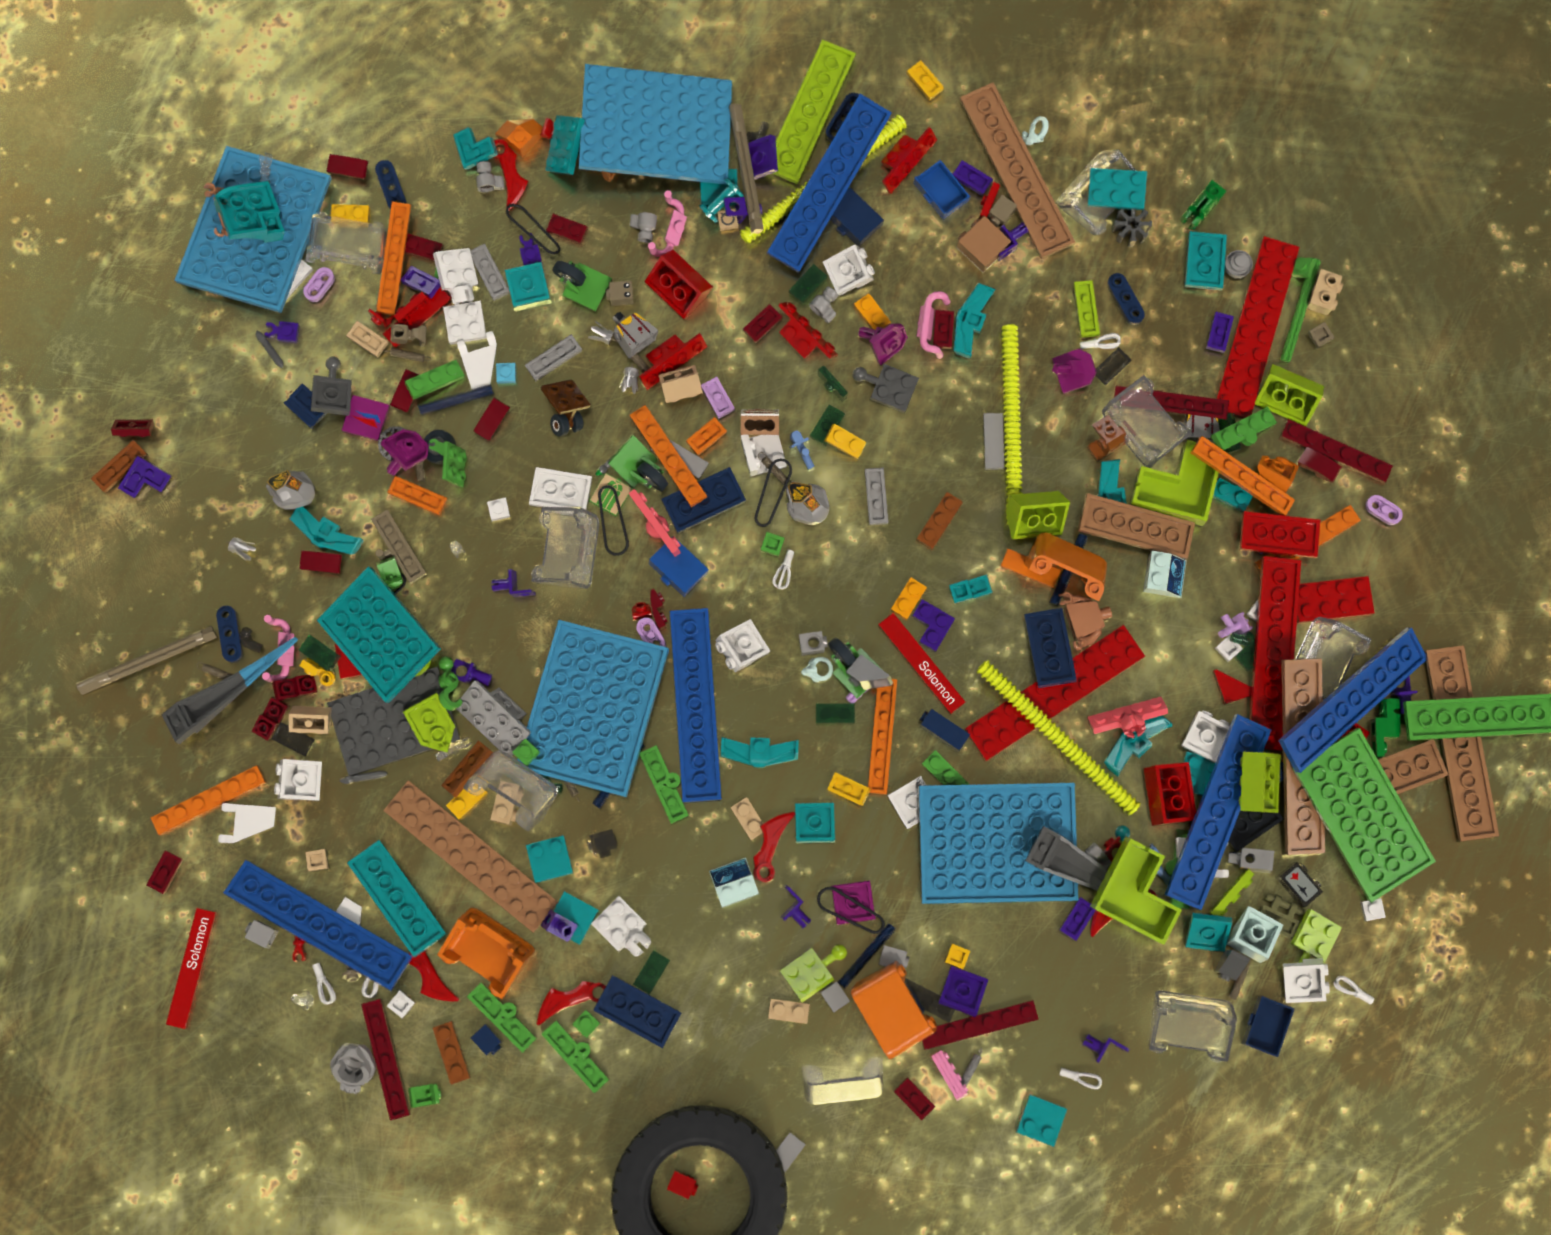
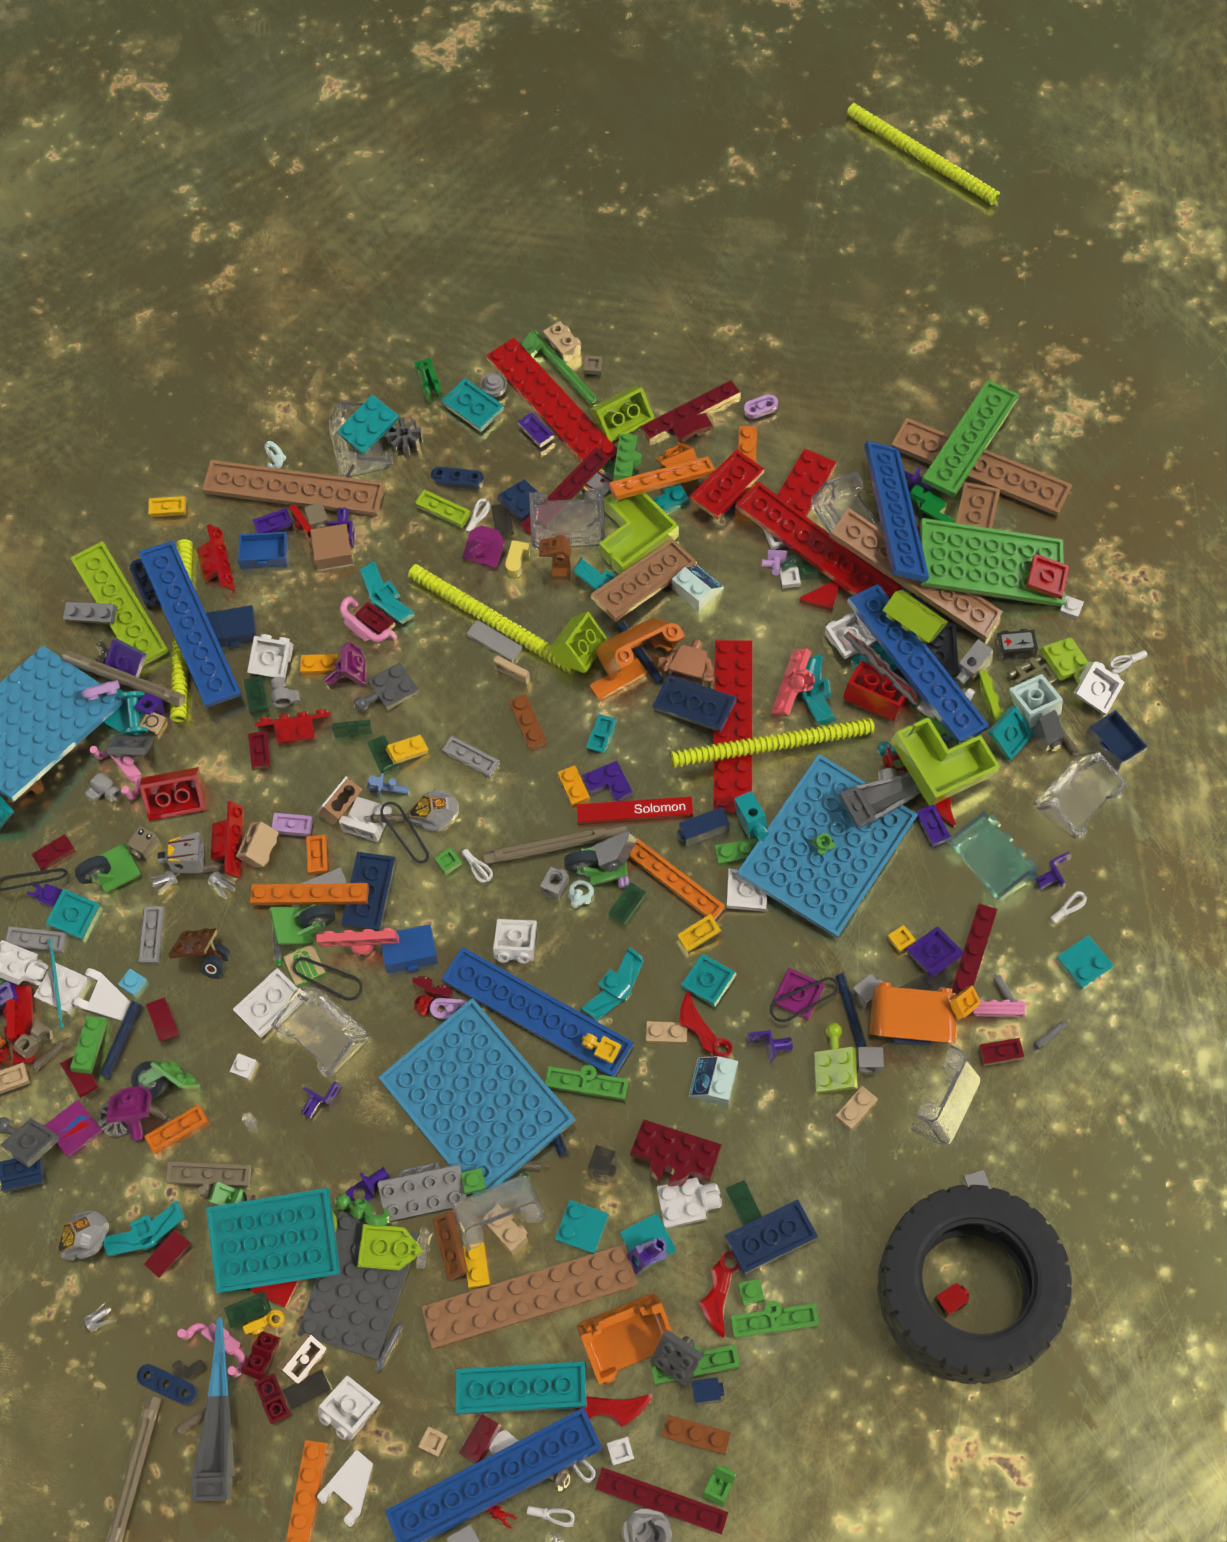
camera: 50 degrees left, 15 degrees down
(341, 893) = (480, 1439): none -> dark red plate
(462, 317) = (55, 984): none -> teal piece
(493, 1002) = (677, 1357): none -> dark grey plate
(653, 892) = (675, 1153): none -> dark red plate
(692, 219) = (129, 745): none -> dark grey plate
(698, 782) = (606, 1049): none -> yellow plate
(715, 156) = (108, 687): none -> lavender plate
(785, 95) = (89, 613): none -> plate
(847, 619) = (553, 843): none -> dark tan piece
(930, 1045) = (965, 1002): none -> light orange plate
(956, 1129) = (1052, 1033): none -> light grey piece
(975, 475) = (511, 670): none -> tan tile
(976, 765) = (755, 823): none -> teal torso
(1000, 837) = (824, 837): none -> bright green plate
(1082, 403) = (515, 557): none -> light yellow leg
(1083, 988) = (993, 856): none -> clear light blue windscreen
(1141, 363) = (517, 499): none -> dark blue plate
(1192, 785) = (882, 667): none -> dark grey sword
(1384, 871) = (1047, 576): none -> plate

